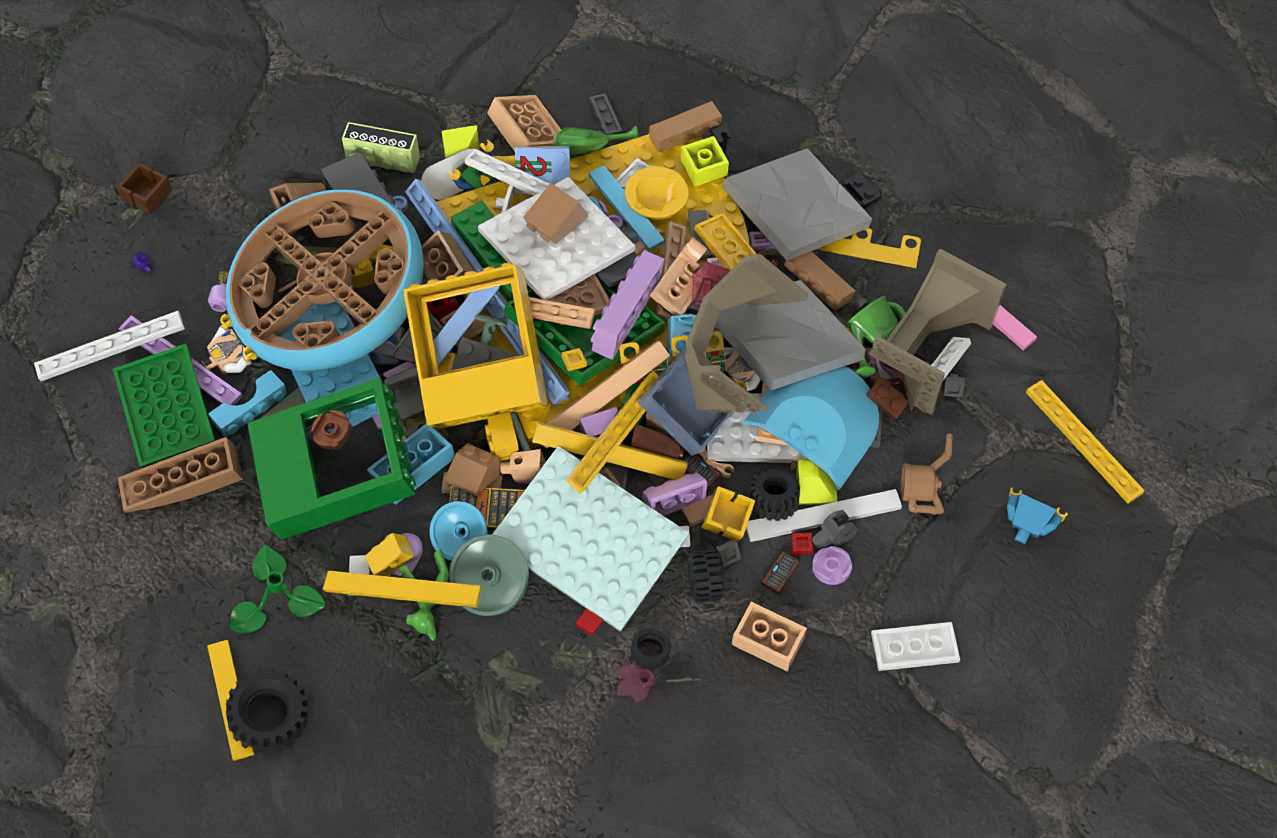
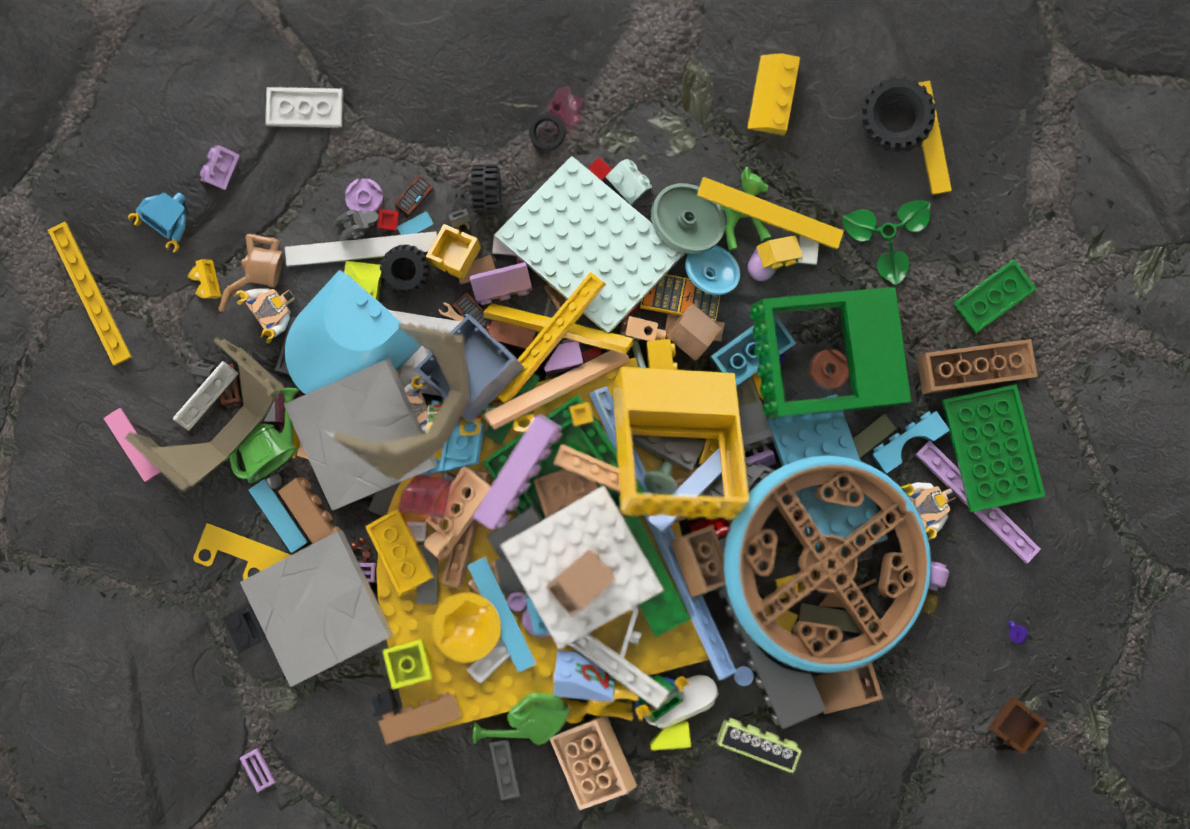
camera: 170 degrees left, 25 degrees up
(109, 346) = (1048, 528): white tile -> none
(161, 549) = (994, 296): none -> green tile
(406, 721) = (773, 93): none -> yellow slope
(555, 613) = (629, 181): none -> light aqua bracket
(769, 636) = (437, 126): light nougat brick -> none
(773, 546) = (416, 224): none -> medium azure sticker
(819, 94) = (263, 764): none -> lavender tile
(862, 287) = (278, 516): none -> medium azure tile
(887, 398) = (274, 359): copper bracket -> none
(902, 444) = (268, 309): none -> torso
(969, 463) = (205, 273): none -> yellow tile
(989, 572) = (219, 166): none -> lavender bracket

